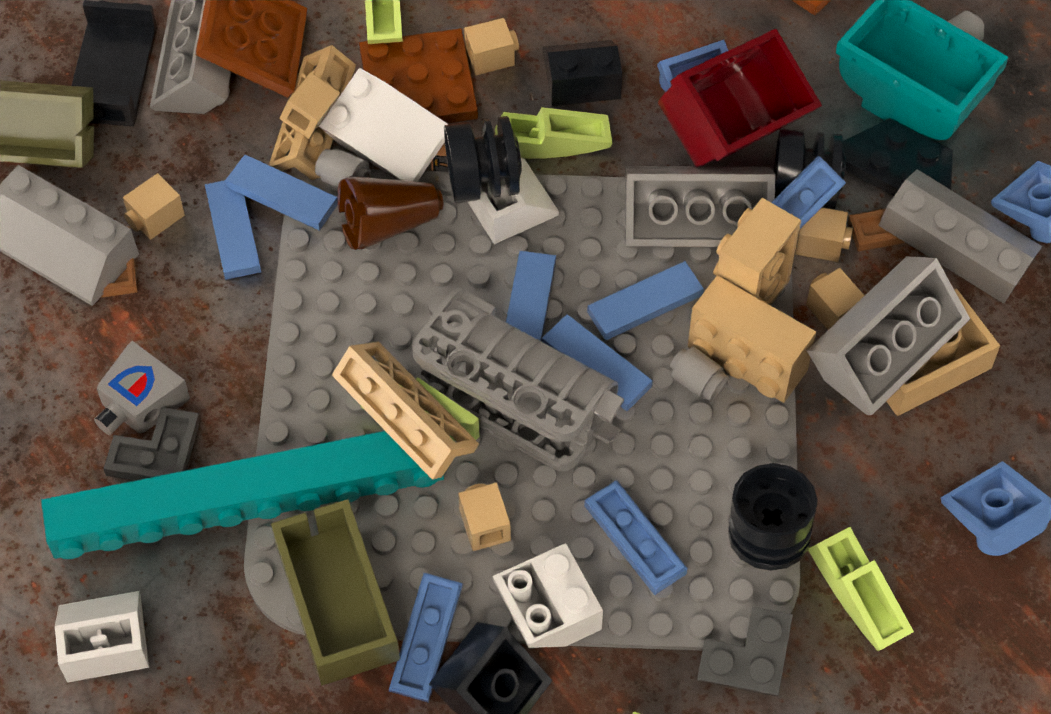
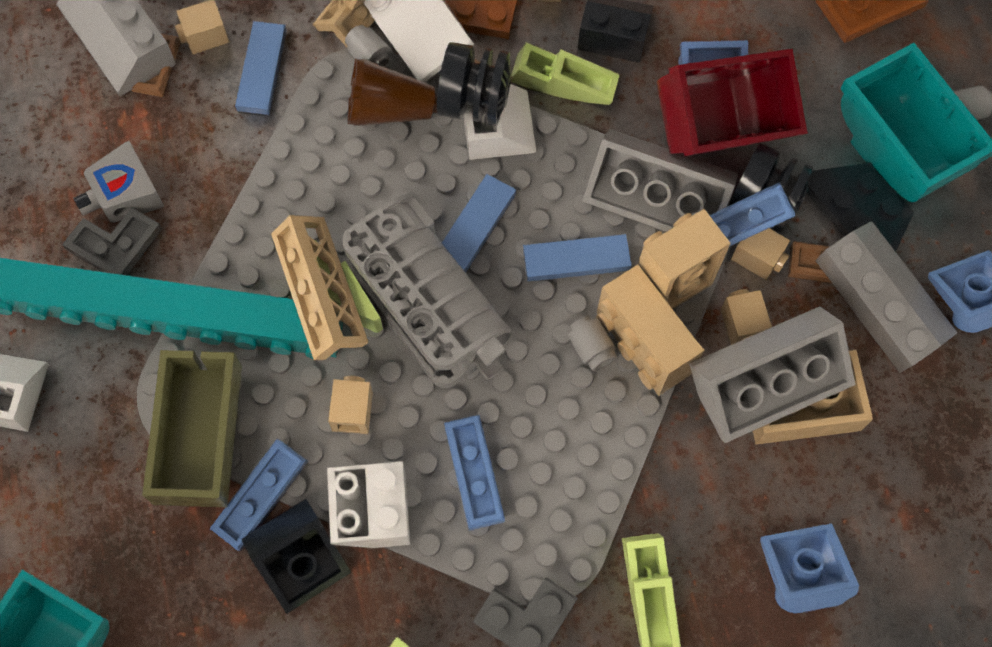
camera: 20 degrees right, 10 degrees up
(282, 192) = (311, 50): medium blue tile -> none
(585, 347) = (510, 299): medium blue tile -> none
(772, 516) = (604, 486): black wheel -> none

